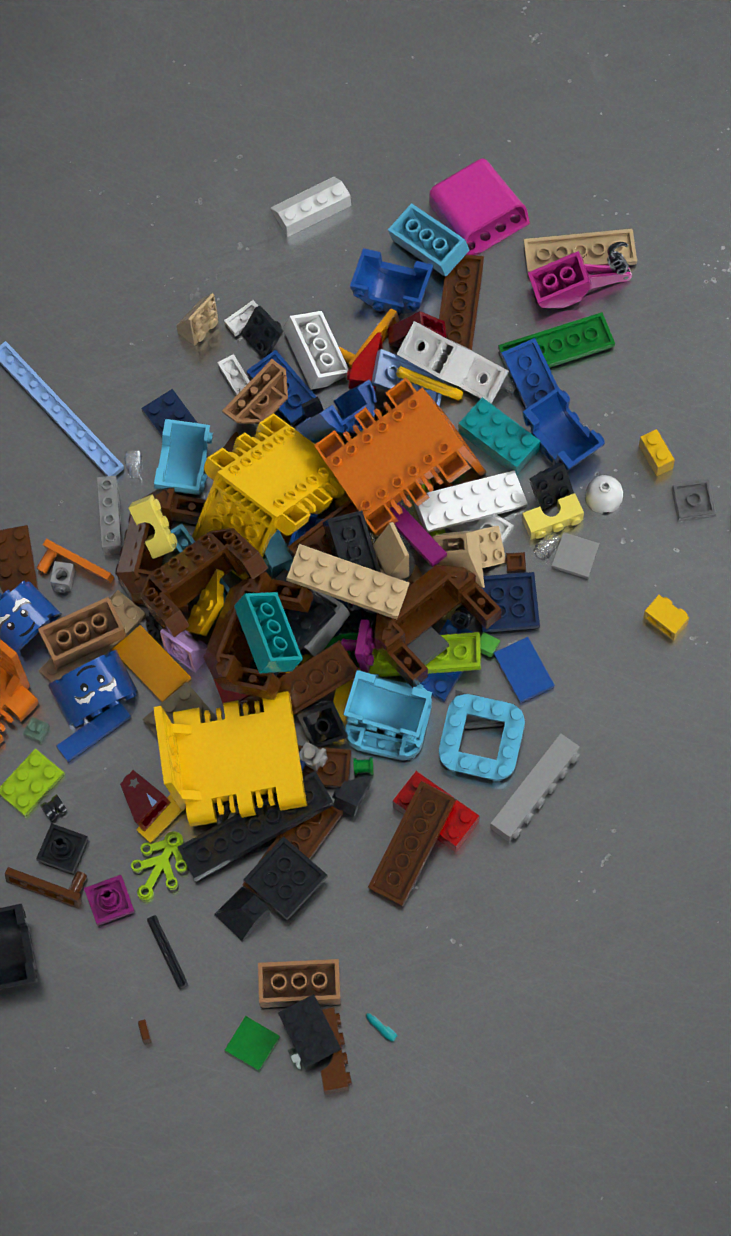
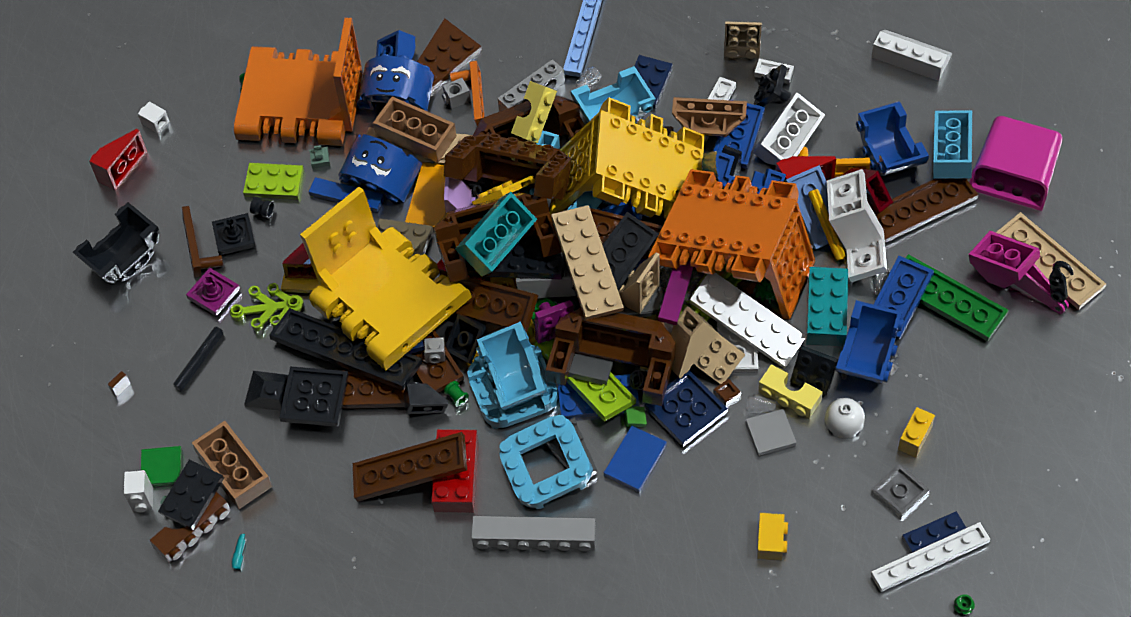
camera: 55 degrees right, 10 degrees down
(270, 1073) = (138, 491): none -> white brick

